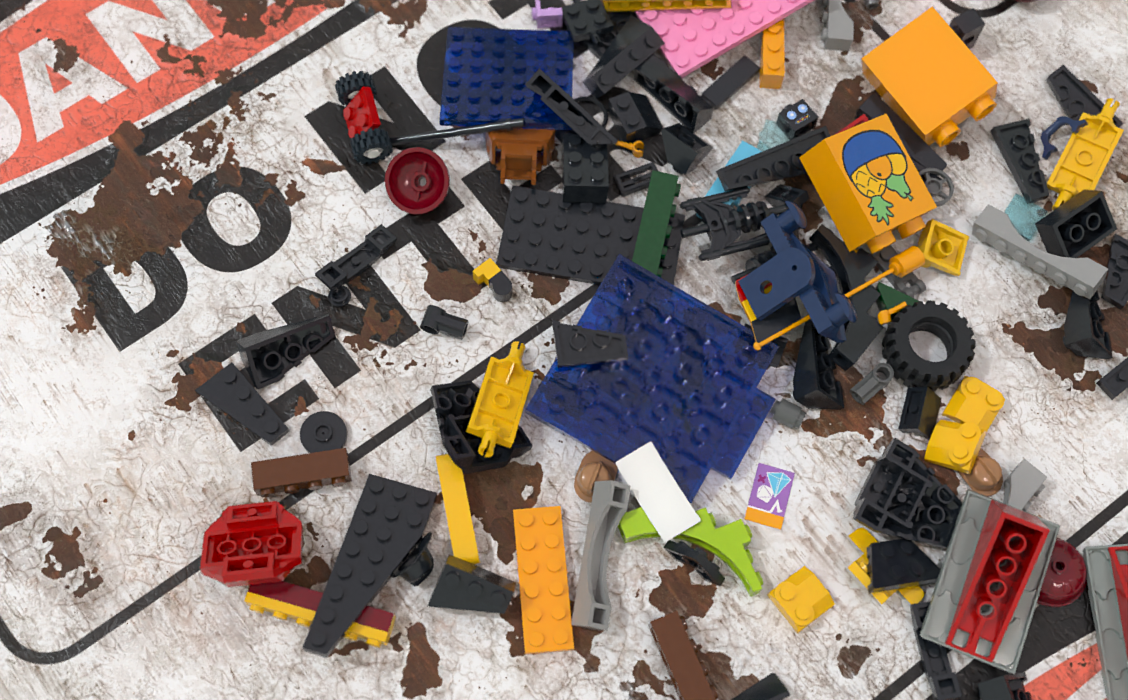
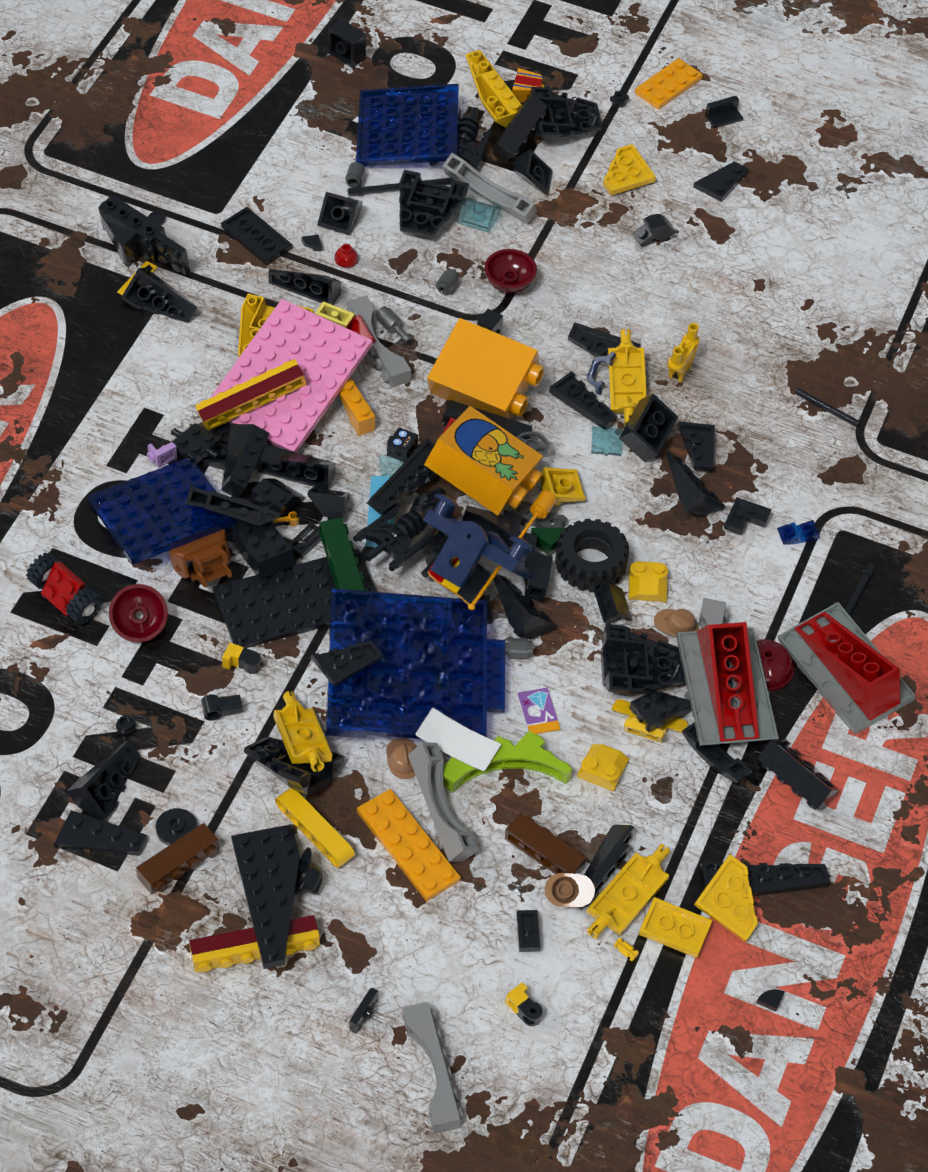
camera: 30 degrees left, 15 degrees down
(252, 545) = (177, 920): red piece -> none
(358, 259) = (125, 690): black slope -> none
(471, 588) = (359, 871): black wedge -> none
(508, 125) = (151, 562): black bar -> none
(696, 559) = (513, 771): black plate -> none
(730, 82) = (335, 439): black tile -> none
(871, 384) = (567, 599): dark grey piece -> none
(884, 316) = (548, 548): light orange hand -> none
(955, 445) = (650, 612): yellow slope -> none
(1078, 274) = (669, 457): light grey arch -> none

